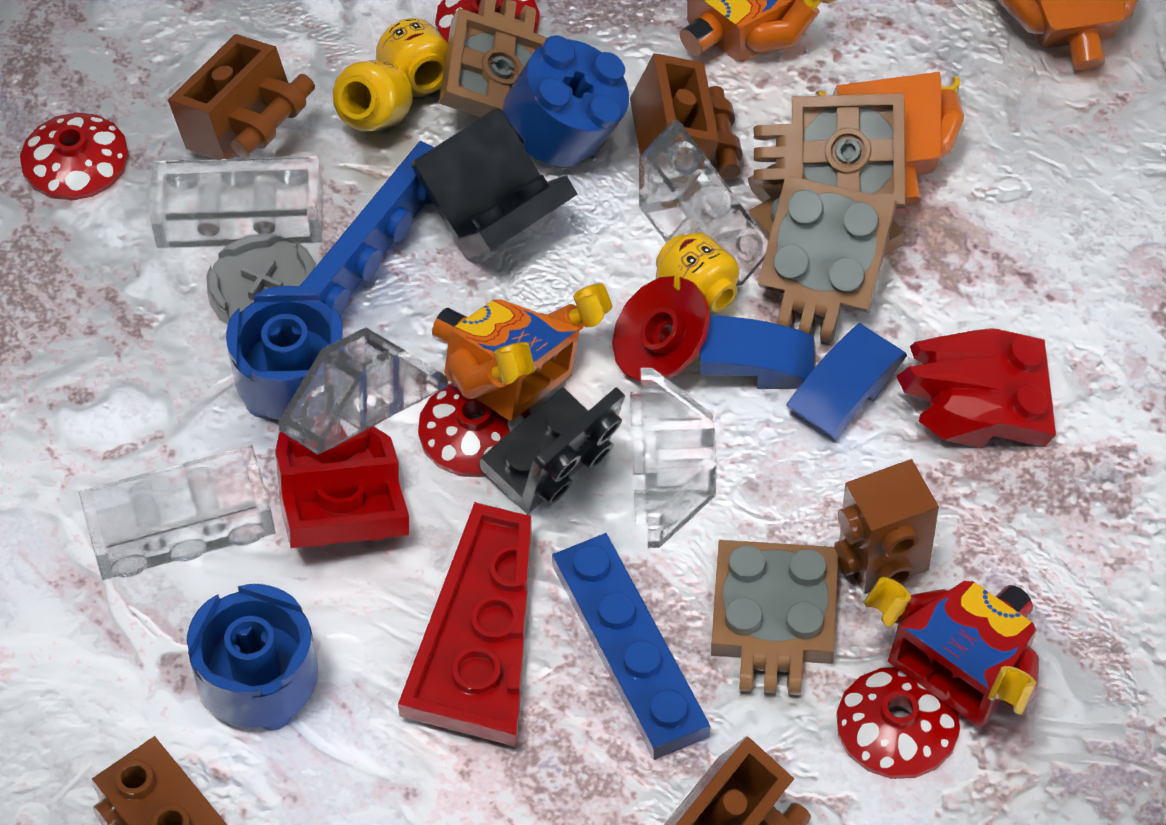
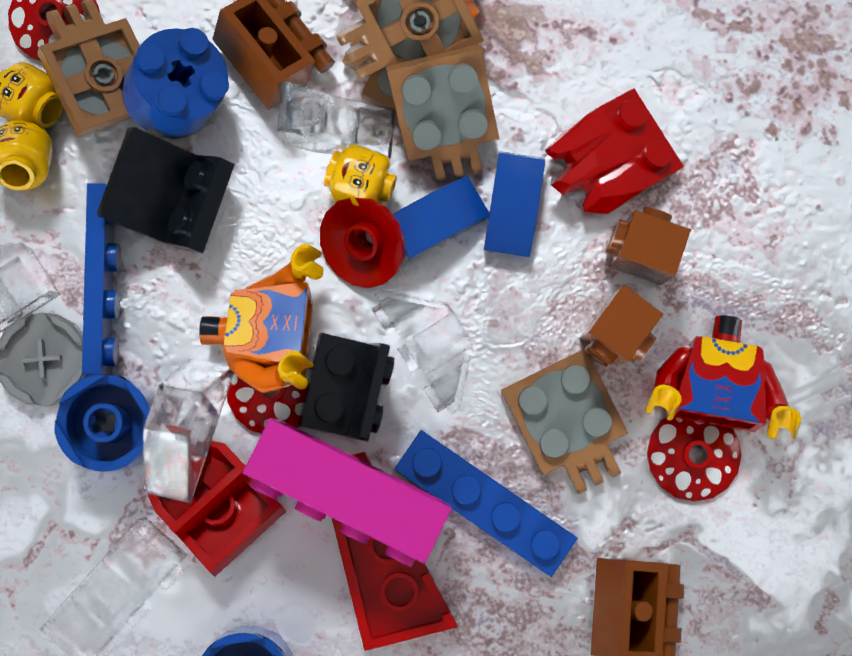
camera: 30 degrees left, 30 degrees up
(491, 512) = (348, 490): none -> dark pink piece
(967, 467) = (647, 245): none -> dark orange brick

